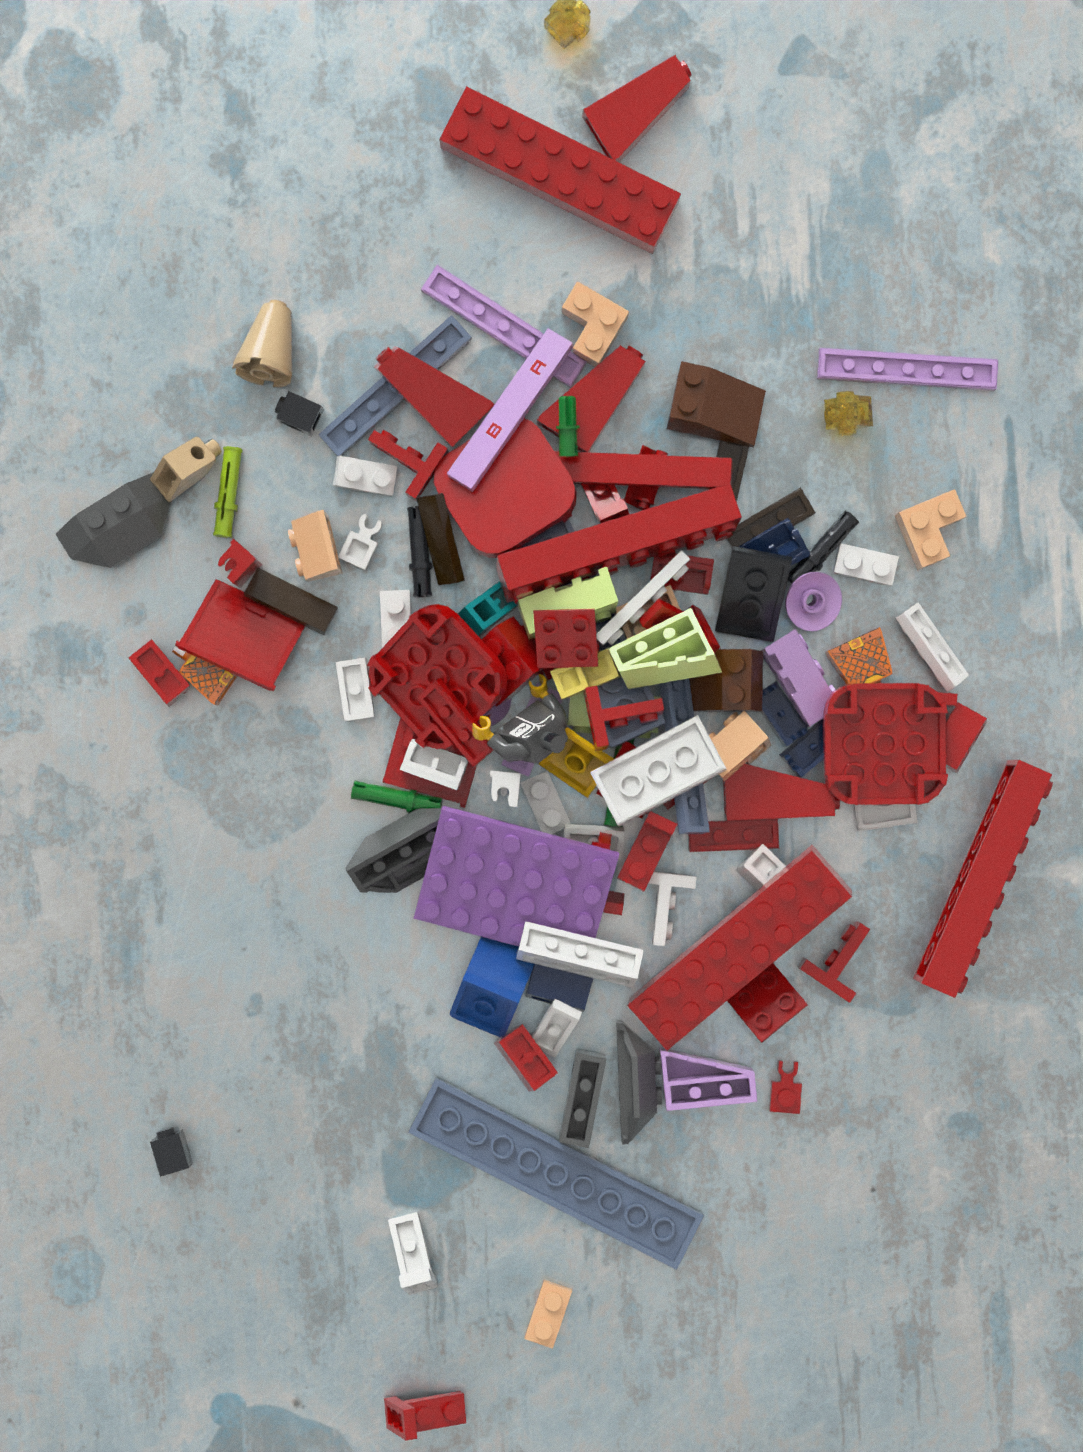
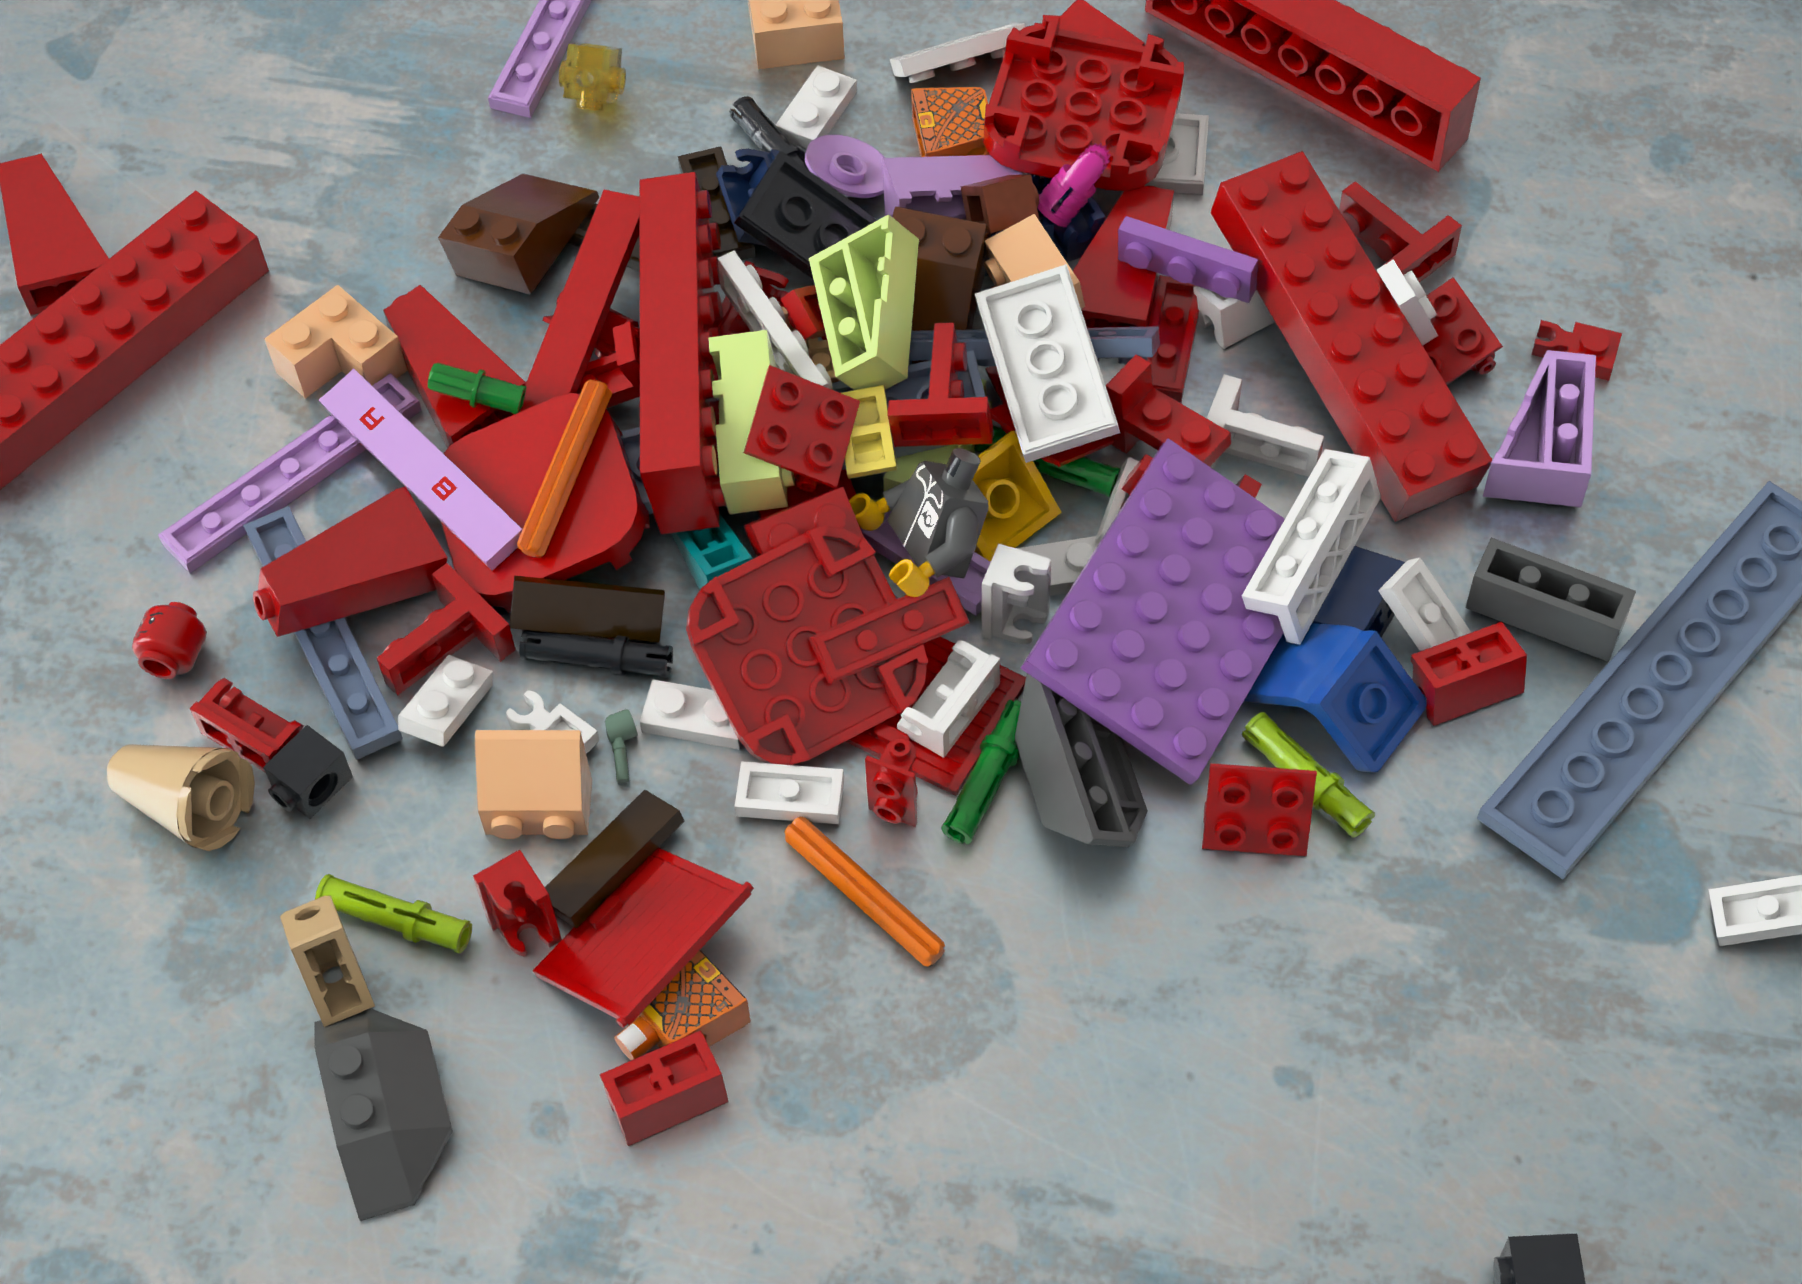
camera: 75 degrees left, 30 degrees down
(306, 747) = (865, 891): none -> orange axle
(322, 370) = (242, 724): none -> red hinge
(362, 301) = (169, 640): none -> red head
(364, 750) = (892, 783): none -> red hinge
(373, 579) = (619, 729): none -> sand green hand
(396, 943) = (1258, 809): none -> red hinge
(439, 977) = (1329, 788): none -> lime pin
(517, 500) = (564, 469): none -> orange axle
(636, 1082) = (1539, 519): dark grey wedge -> none
(766, 837) = (1187, 259): none -> medium lavender plate
(767, 981) = (1410, 299): none -> white plate
(785, 711) = (1000, 201): none -> copper brick
(811, 753) = (1080, 178): none -> dark pink hinge

